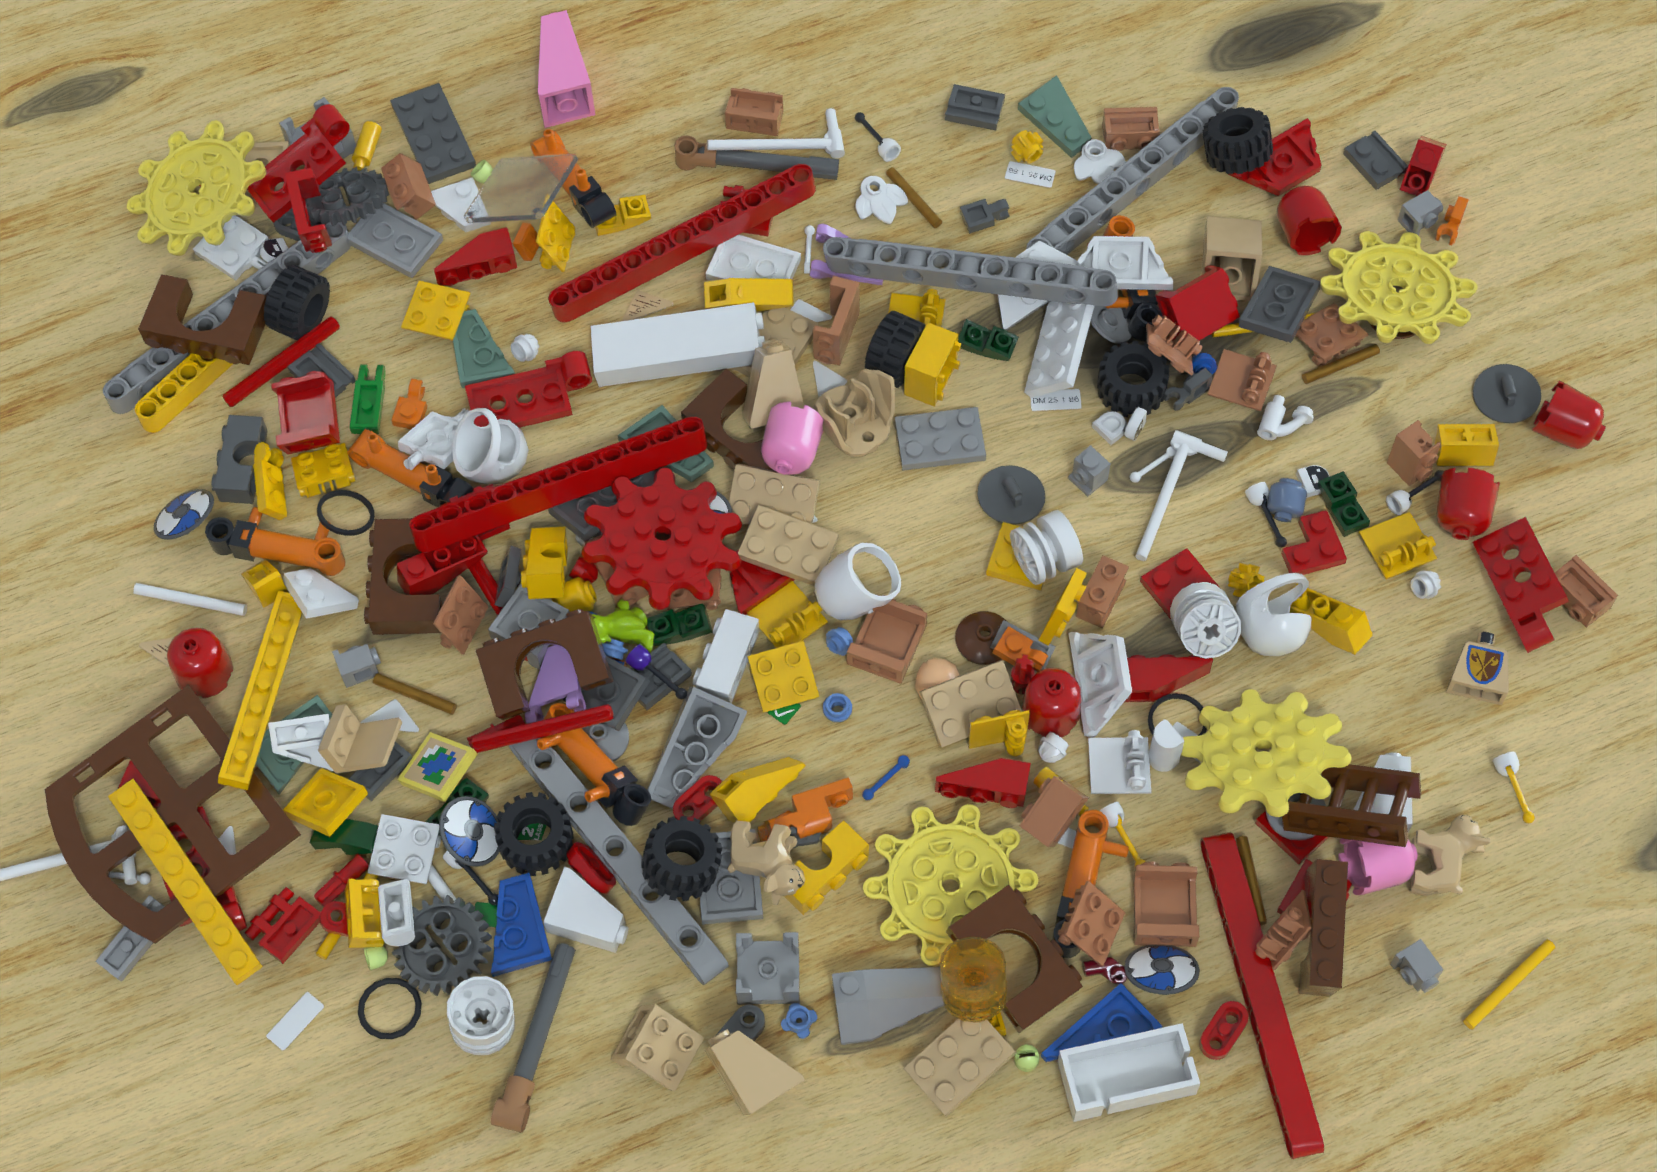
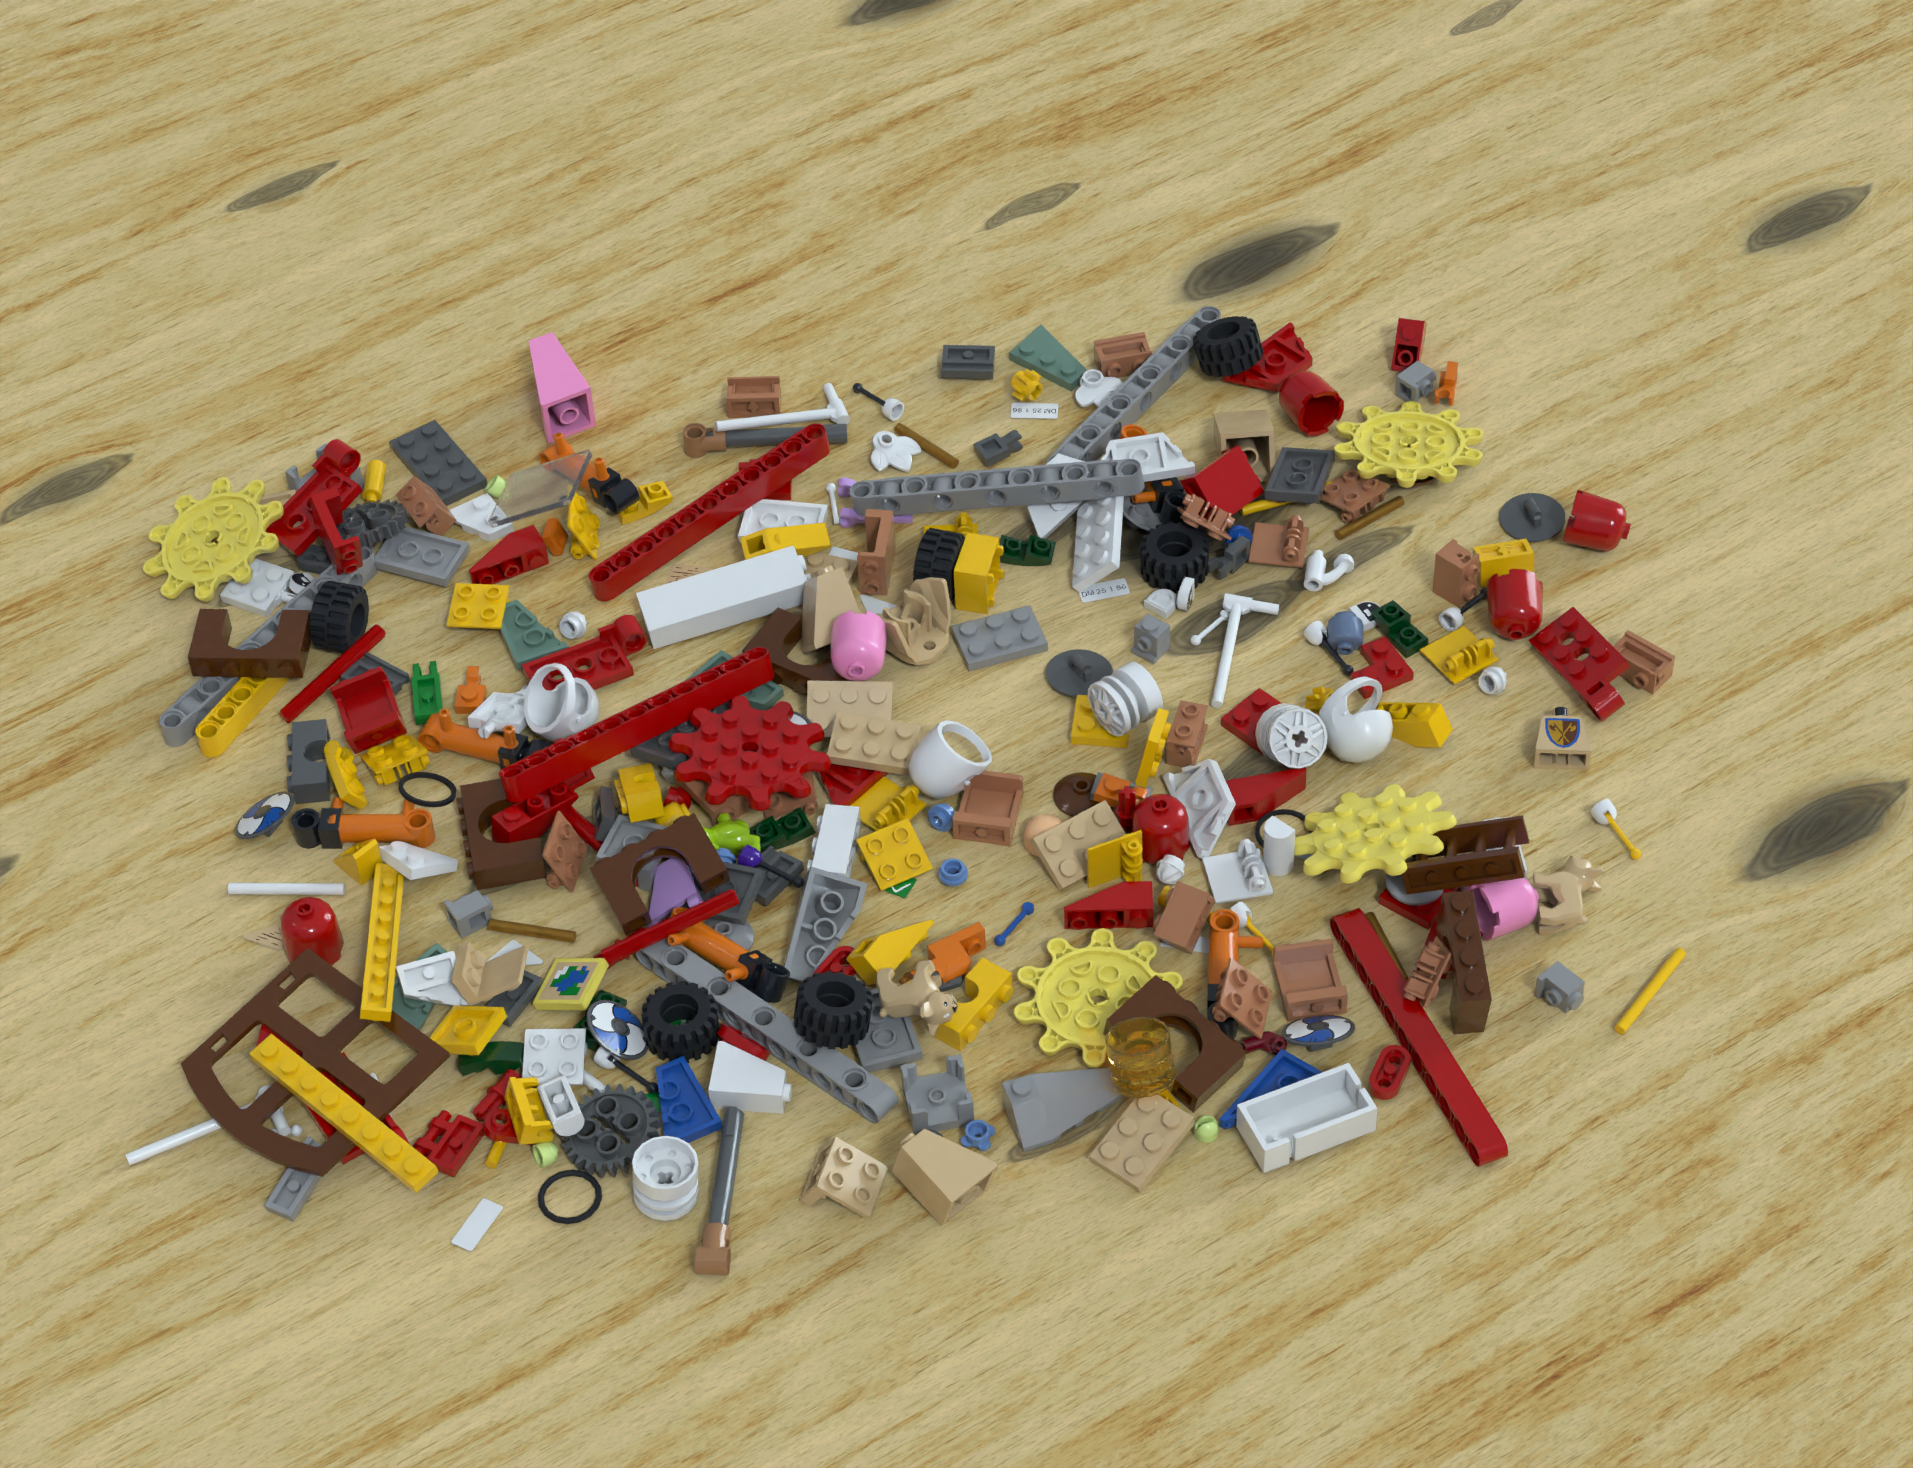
camera: 10 degrees left, 15 degrees down
(1375, 160) = (1362, 348): dark grey plate -> none

